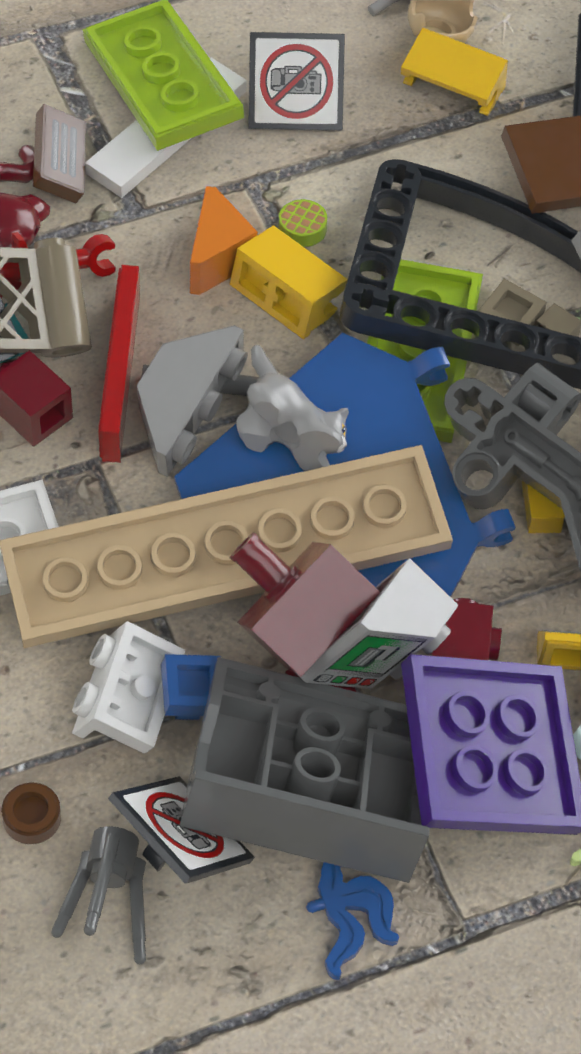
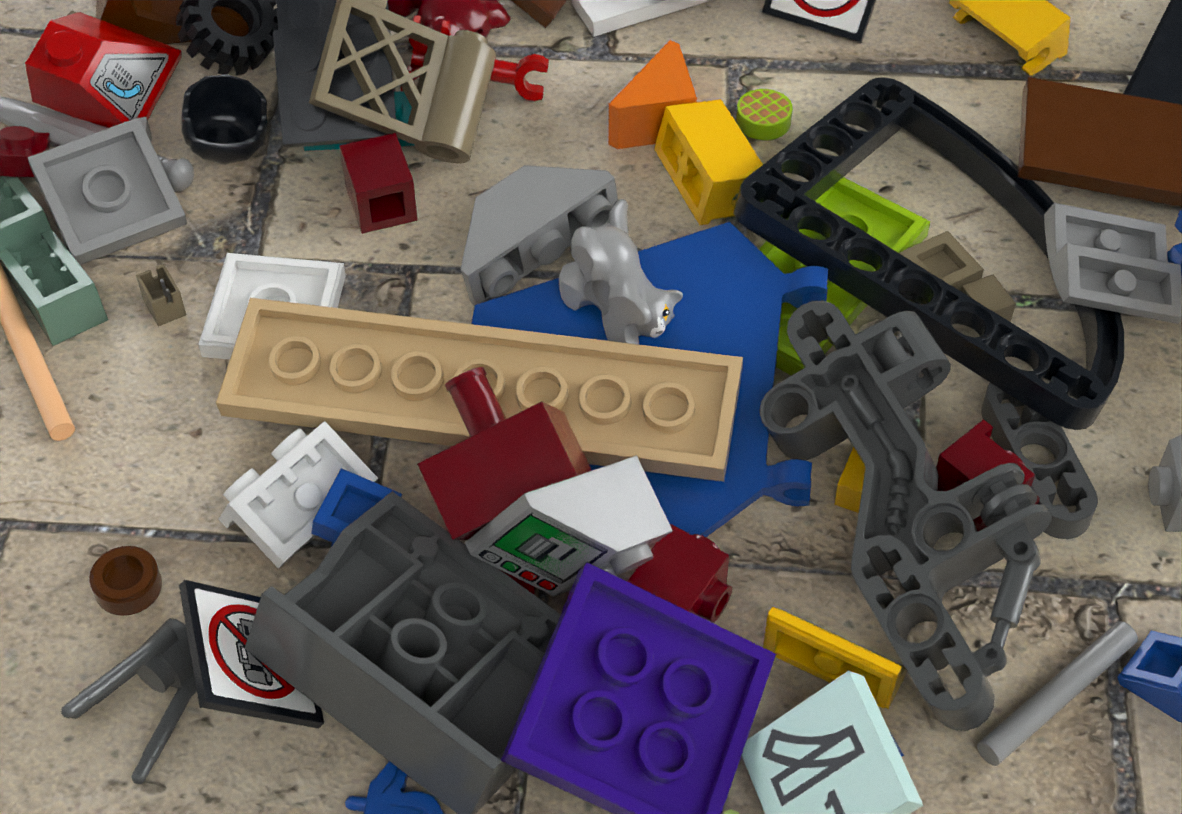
camera: 30 degrees right, 5 degrees down
(119, 364) = (512, 146): red tile -> none

